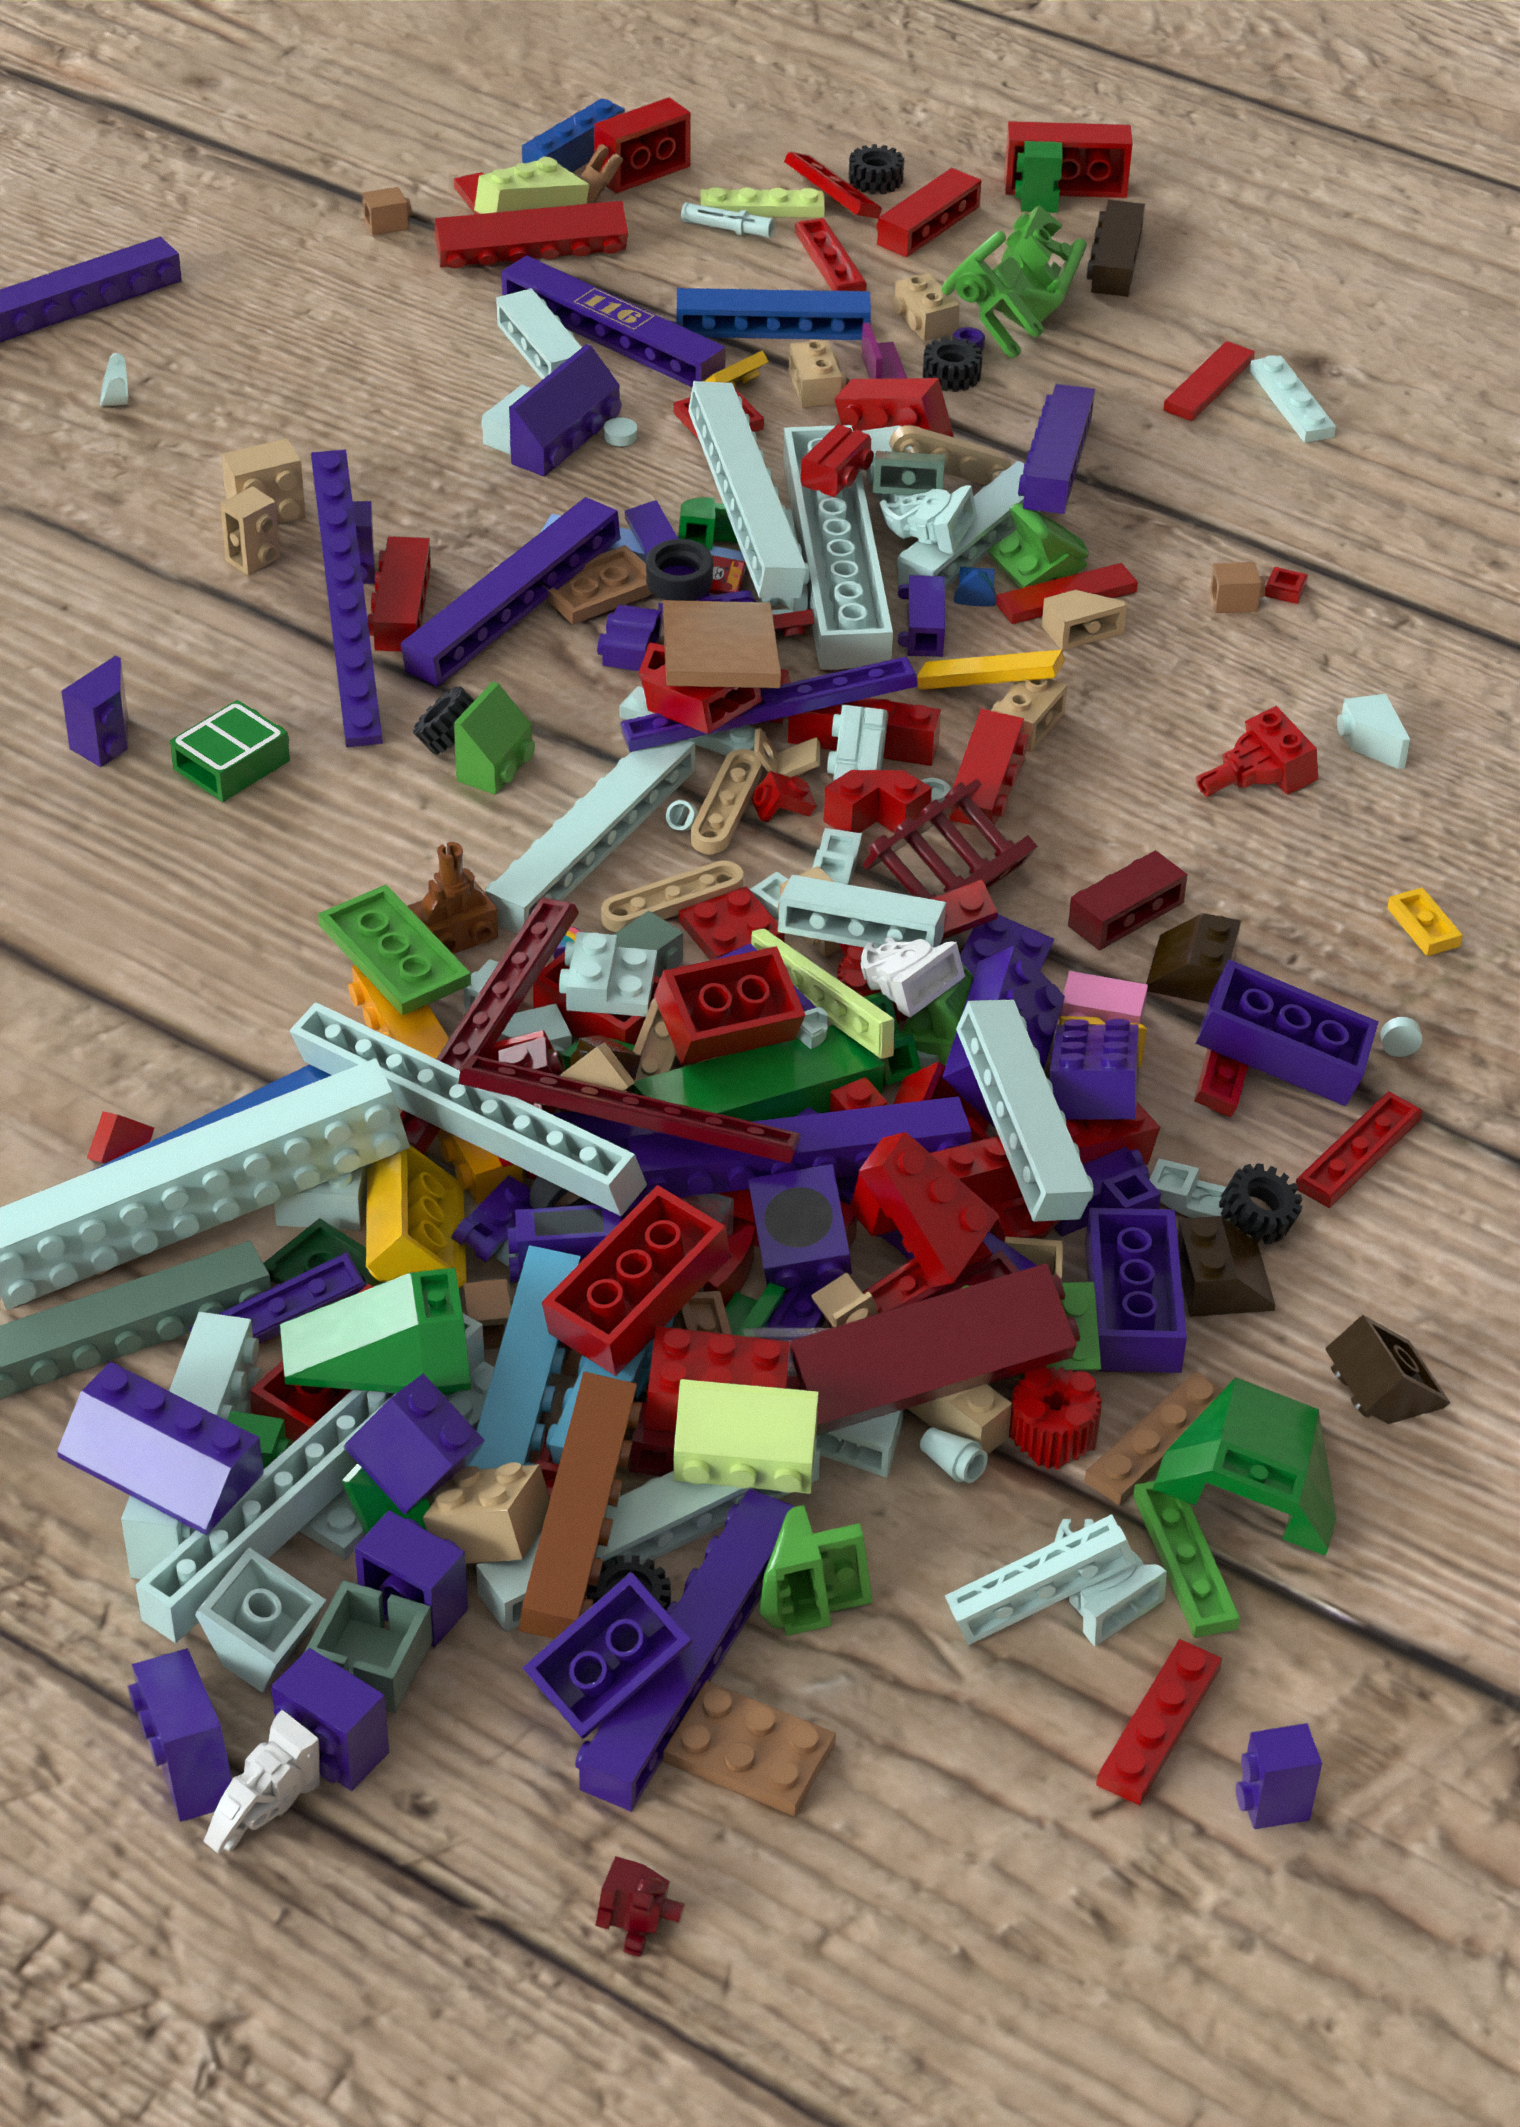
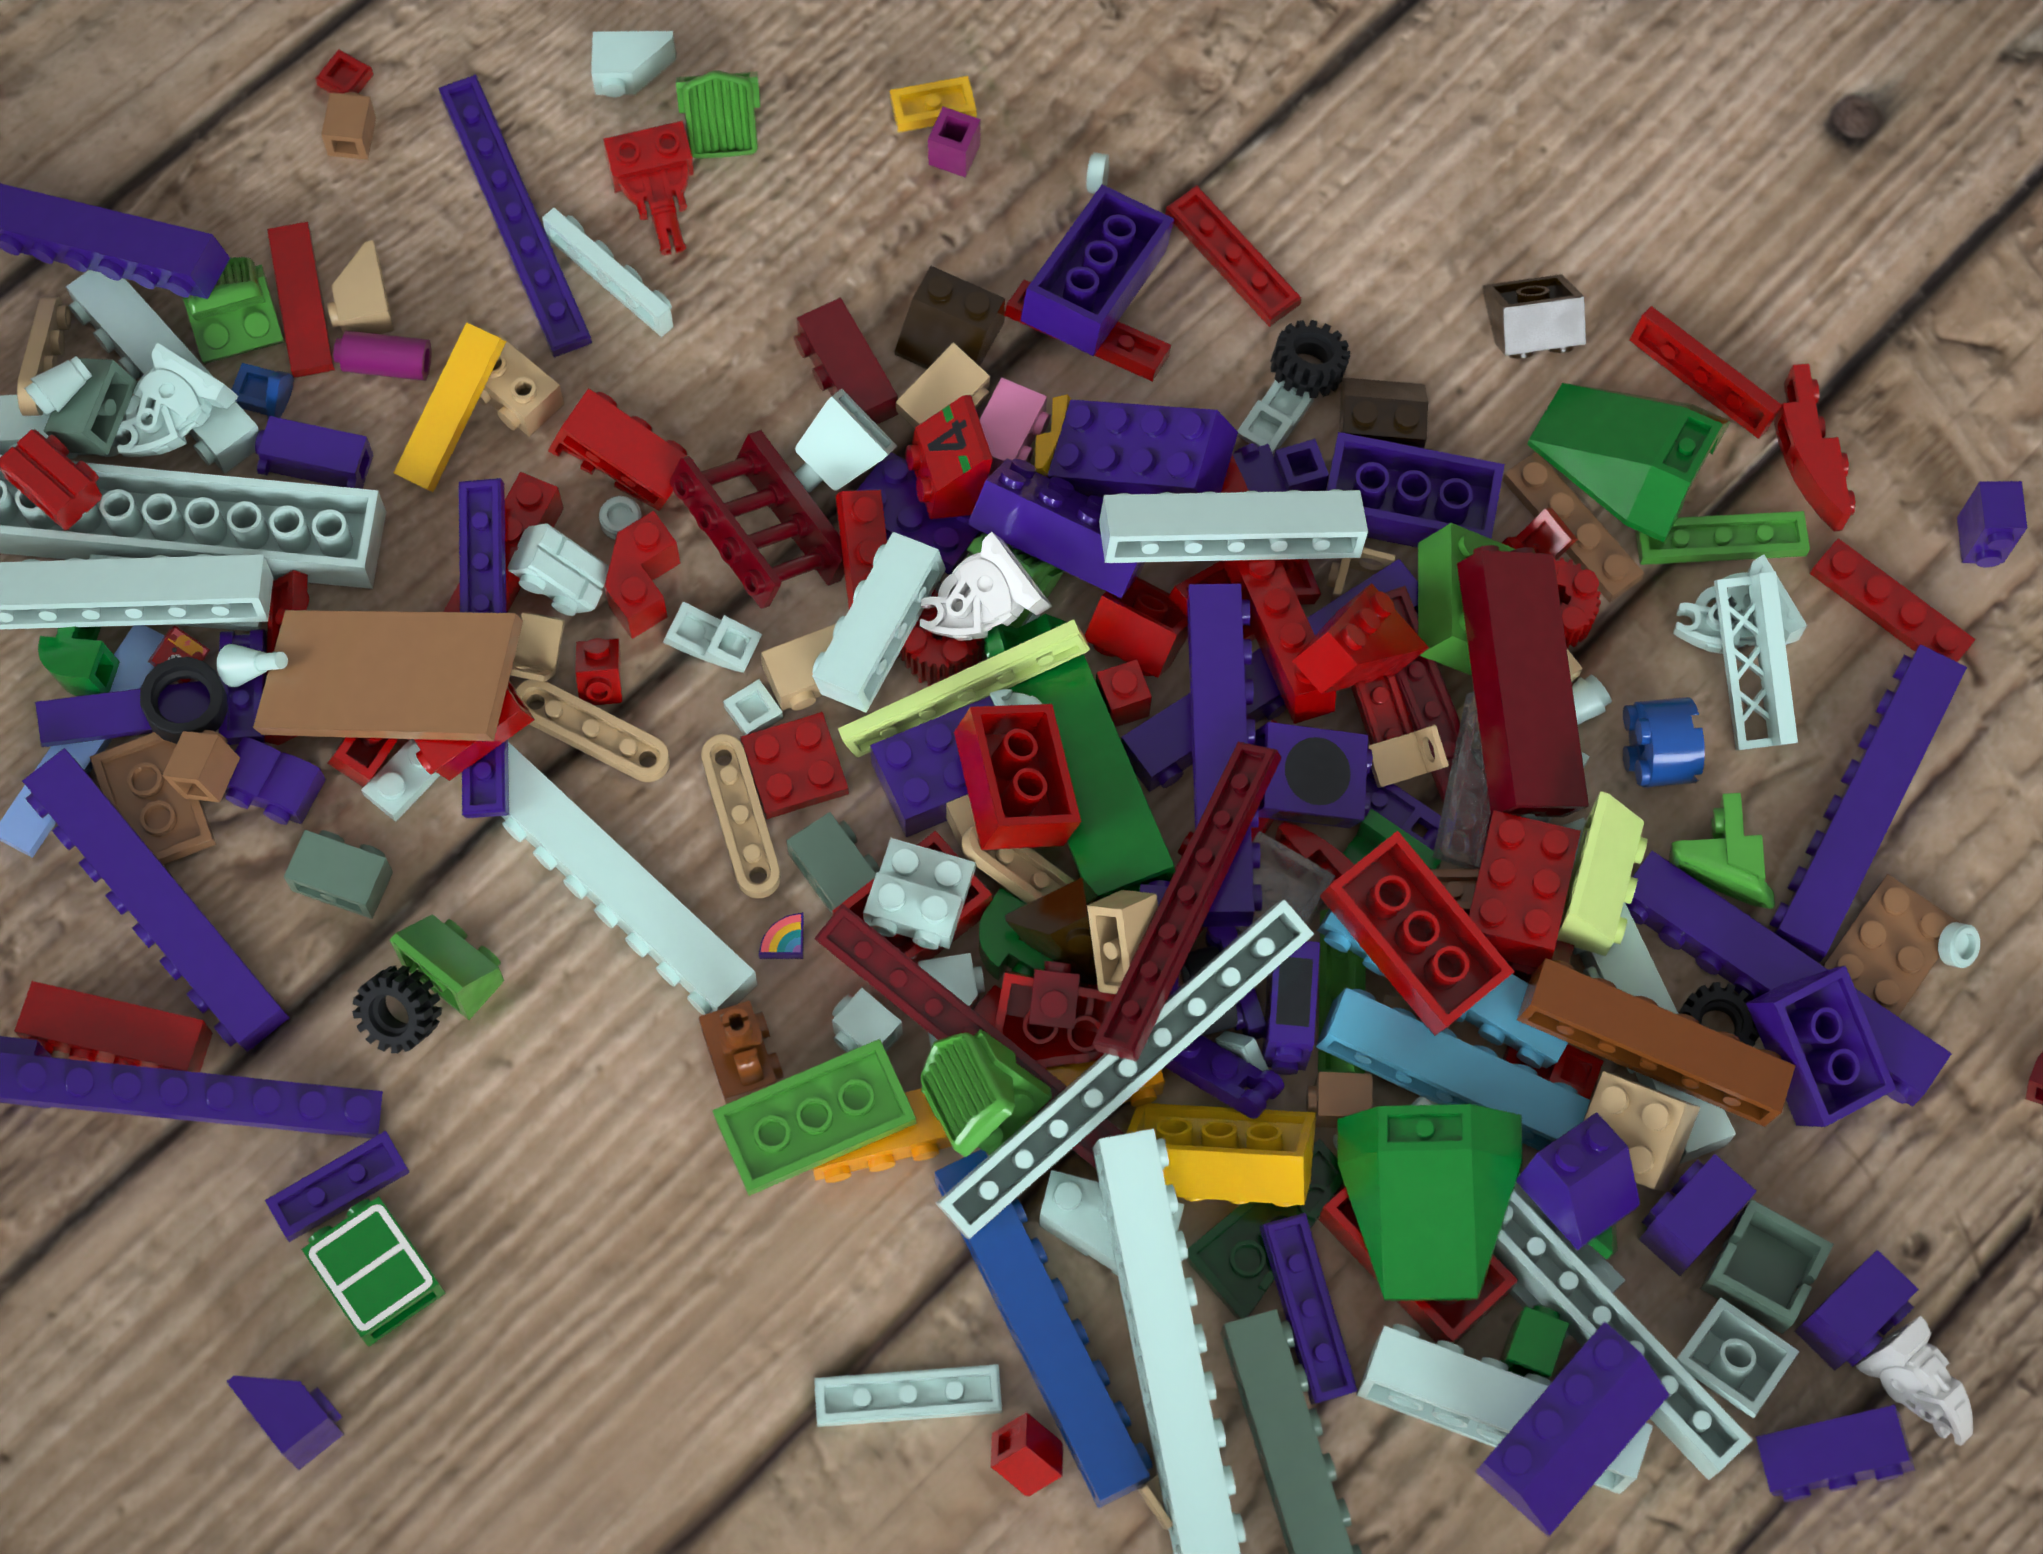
camera: 80 degrees left, 25 degrees up
(167, 1069) = (908, 1395): none -> light aqua tile
(304, 726) = (337, 1186): none -> dark purple plate
(427, 1020) = (979, 1091): none -> bright green piece
(561, 683) = (339, 872): none -> sand green brick
(625, 584) = (201, 766): none -> medium nougat brick
(677, 813) = (613, 775): light aqua hinge -> none
(718, 588) = (241, 664): none -> light aqua cone
(767, 1802) = (1959, 945): none -> light aqua tile
(909, 439) = (58, 385): none -> light aqua cone
(914, 1706) = (1868, 803): none -> dark purple brick
(922, 1507) = (1663, 742): none -> blue brick
(1028, 629) = (383, 355): none -> magenta brick
(1042, 891) = (840, 444): none -> light aqua torso
(1052, 947) = (950, 460): none -> red slope
(1118, 951) = (942, 384): none -> tan brick
(1123, 1403) = (1544, 534): none -> red bracket
(1160, 747) = (600, 264): none -> light aqua plate
(1195, 696) = (515, 216): none -> dark purple tile
(1306, 1623) = (1811, 458): none -> red slope
(1345, 779) = (720, 113): none -> bright green piece
(1370, 1534) = (1705, 372): none -> red plate
(1384, 929) = (954, 141): none -> magenta brick

